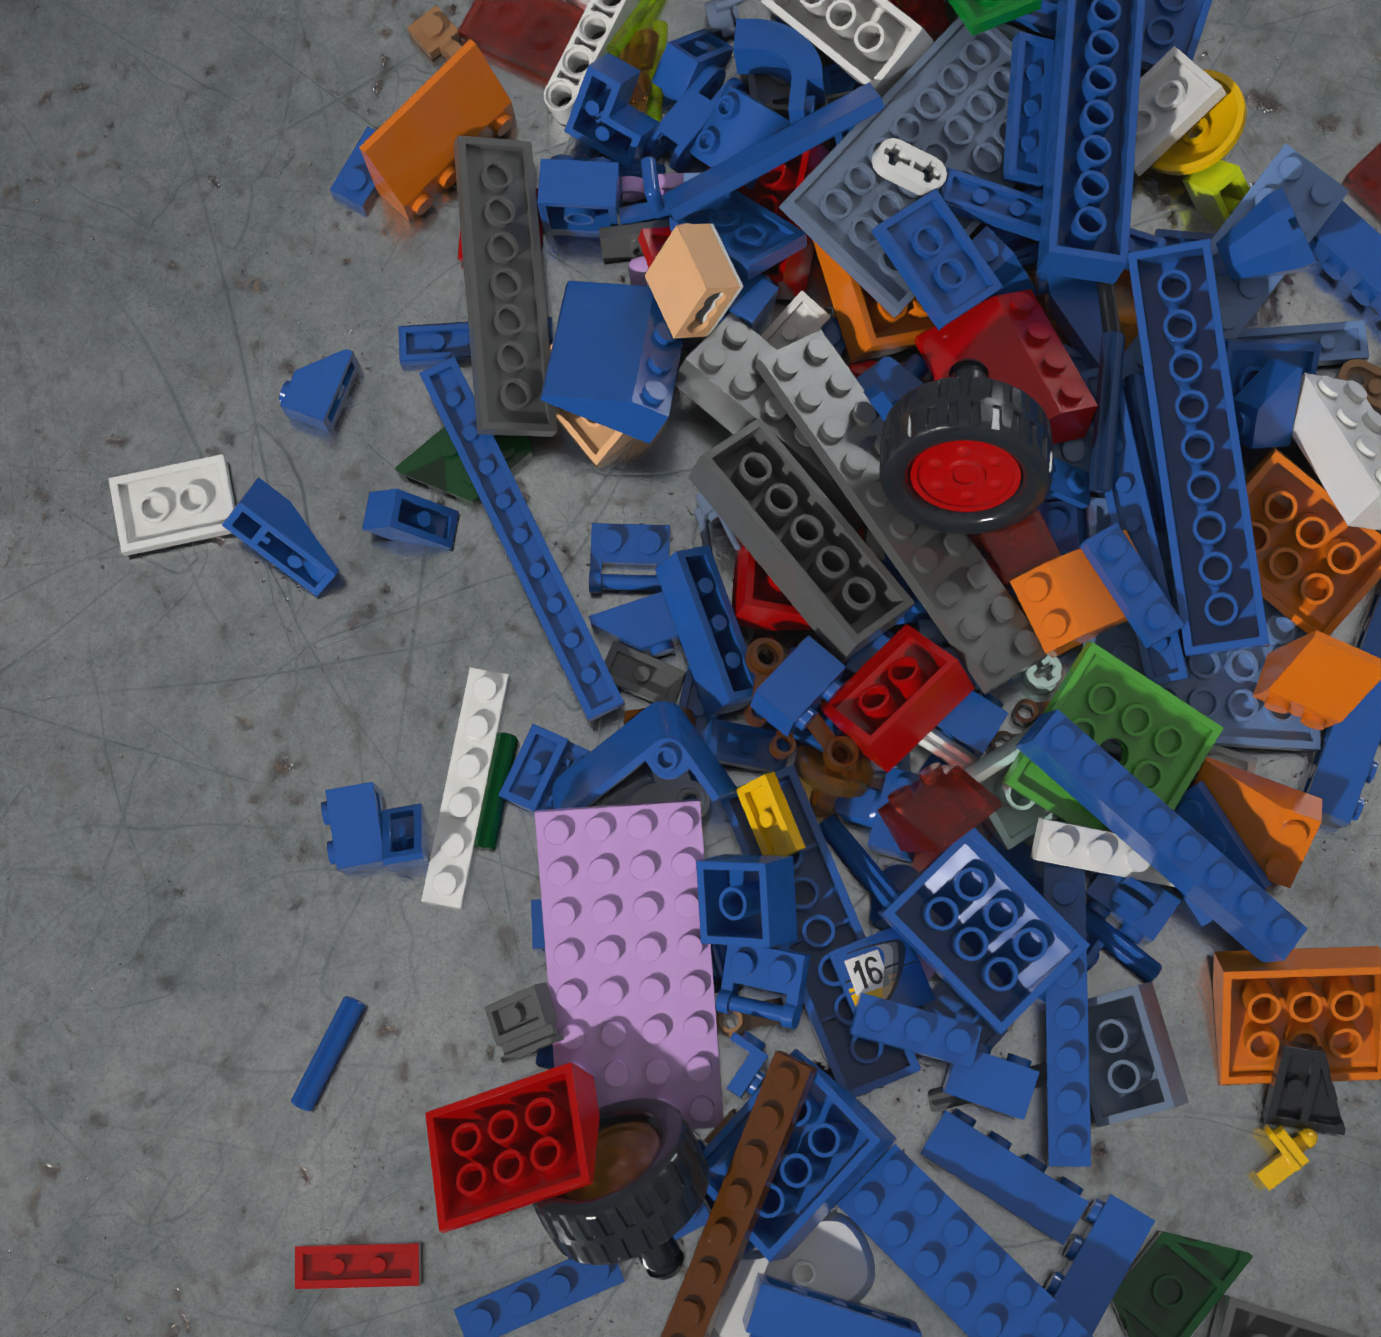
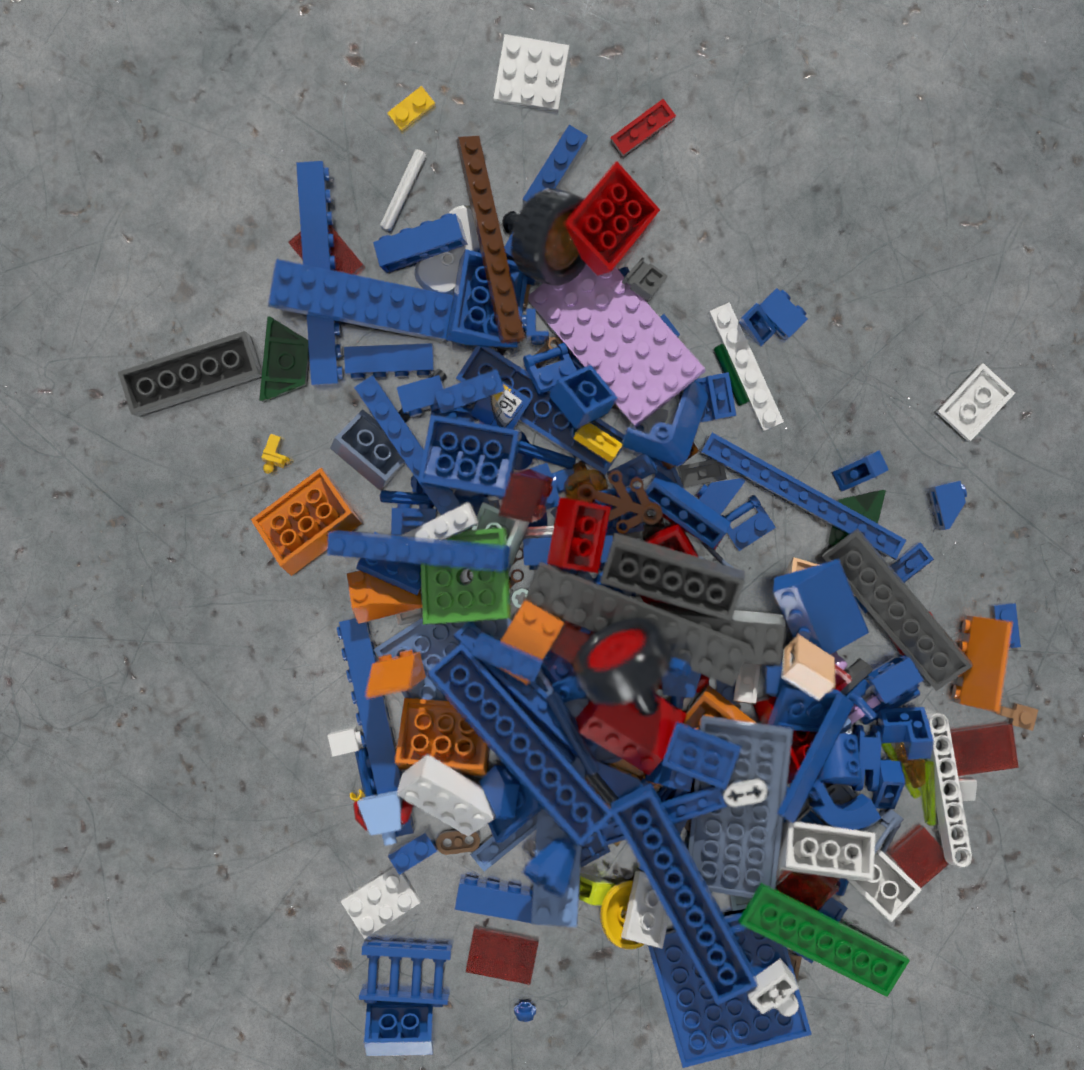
camera: 135 degrees right, 10 degrees up
(280, 535) = (915, 421): blue slope -> none
(327, 1053) = (722, 207): blue axle -> none
(798, 686) = (626, 507): blue brick -> none
(1028, 109) = (710, 865): blue plate -> none
(1303, 1090) = (283, 488): black wing -> none

